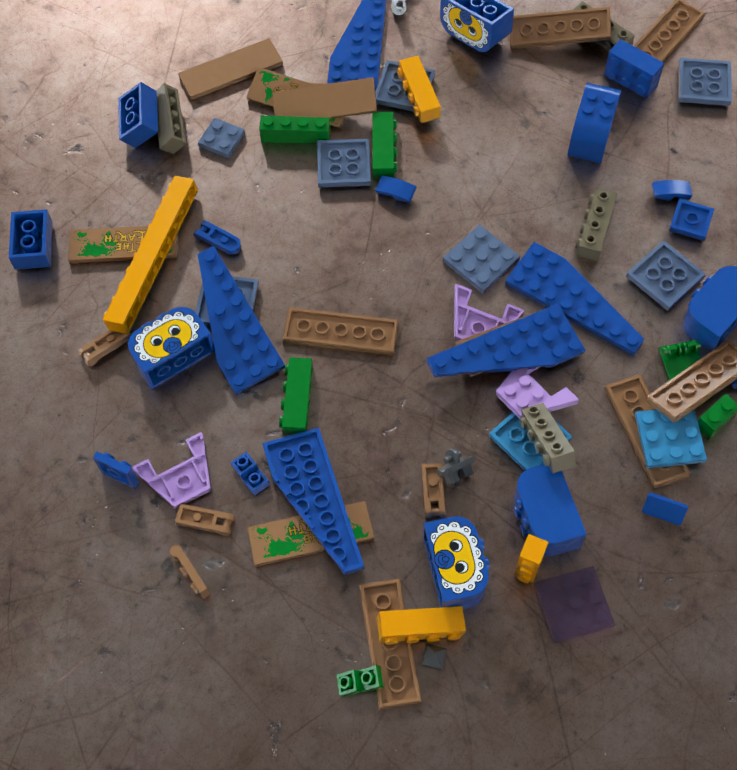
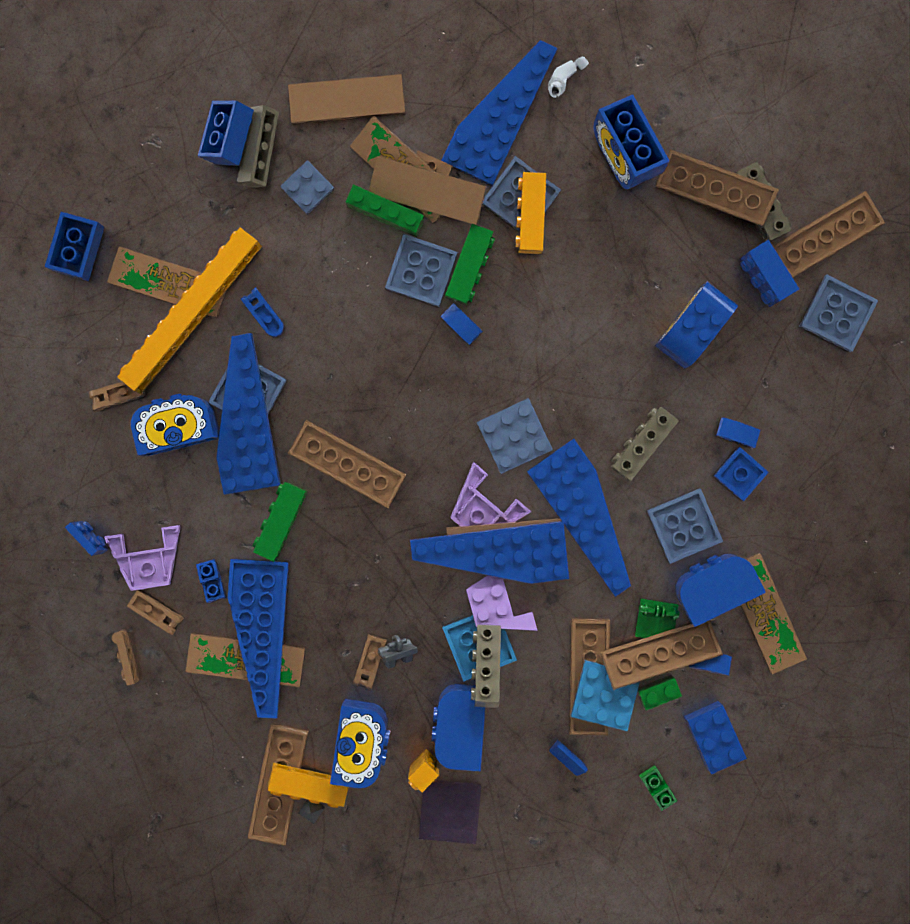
camera: 15 degrees right, 25 degrees up
(360, 680) = (239, 808): green slope -> none

